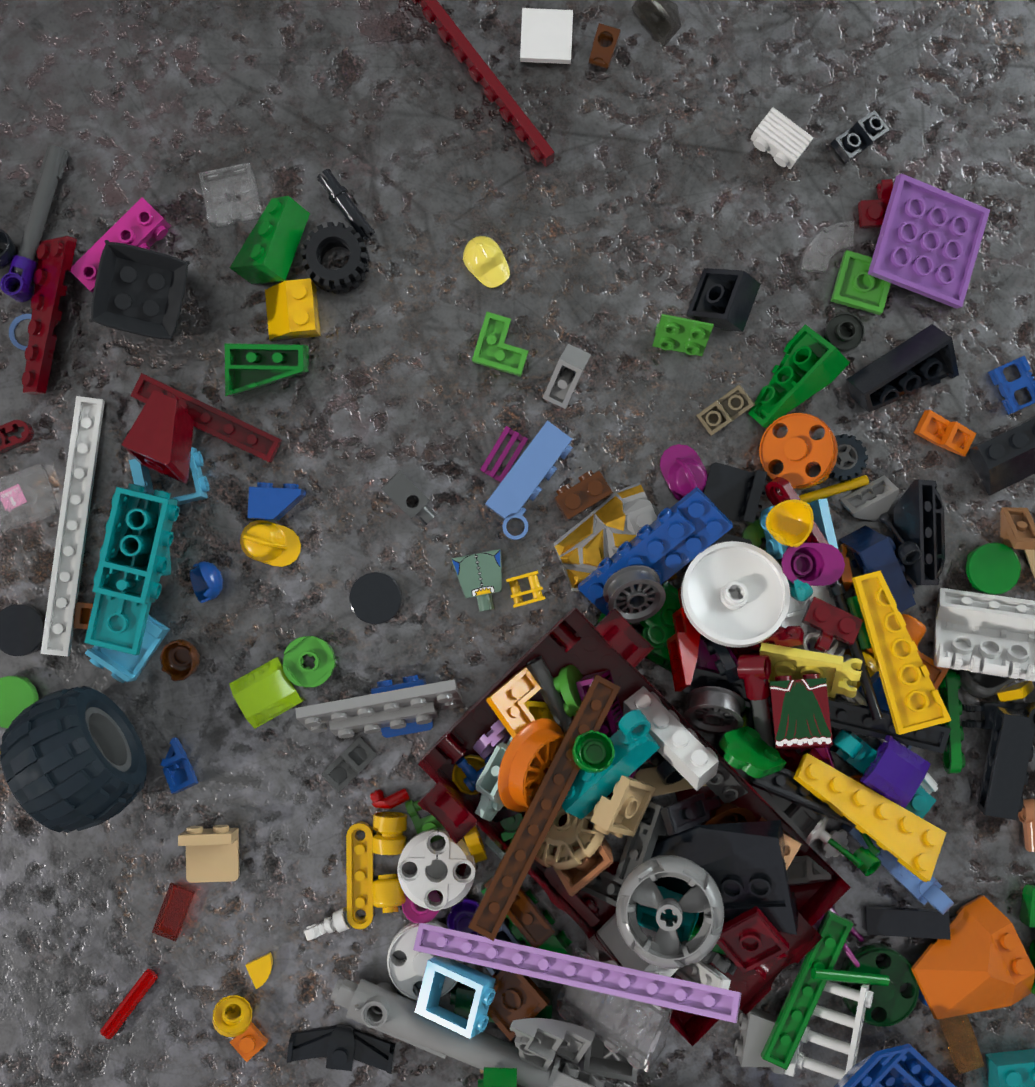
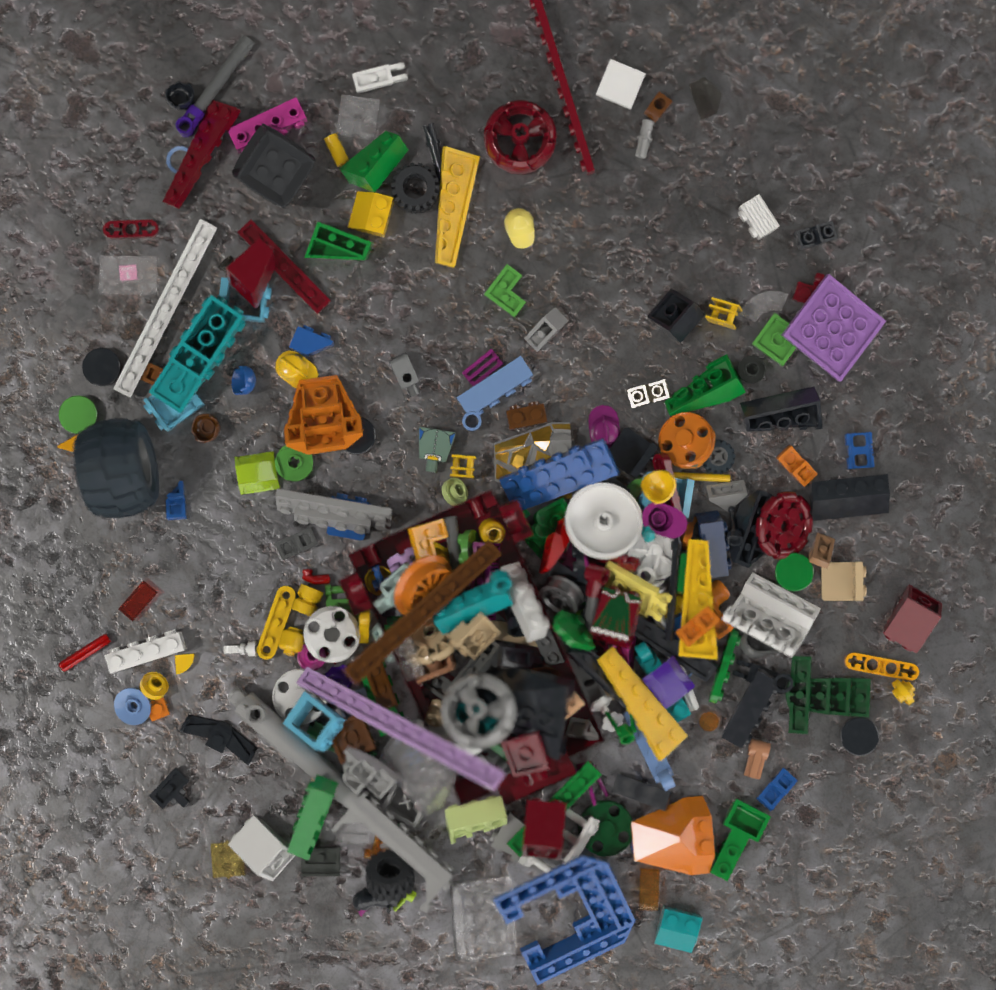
camera: 15 degrees right, 0 degrees up
(205, 977) = (151, 650): none -> white brick
(211, 853) = (179, 570): tan bracket -> none
(214, 1053) = (127, 711): none -> medium blue dish
(218, 246) = (336, 149): none -> yellow cylinder
(239, 137) = (378, 77): none -> white hinge
(321, 593) = (322, 417): none -> orange wedge
(388, 244) = (456, 187): none -> yellow wing
(464, 119) = (540, 125): none -> dark red wheel
(526, 624) = (454, 491): none -> yellowish green plate
(552, 874) = (409, 663): none -> clear slope
(593, 658) = (492, 530): none -> yellow head
(593, 751) = (466, 587): green hair -> none
(601, 92) = (644, 138): none -> light grey axle
(608, 928) = (433, 716): none -> tan wheel
(634, 593) = (536, 495): flat silver wheel -> none
(682, 335) = (636, 330): bright green hinge -> none
(713, 1043) = (475, 816): none -> yellowish green wedge
(780, 266) = (717, 309): none -> yellow piece
(808, 1025) = (544, 829): none -> dark red slope
(832, 624) = (662, 565): dark red plate -> none
(850, 977) = (586, 809): green bar -> none
(910, 687) = (697, 626): none -> orange slope
(956, 798) = (708, 721): none -> clear orange tile
(961, 514) = (780, 511): none -> dark red plate
(1016, 691) = (777, 663): yellow tile -> none

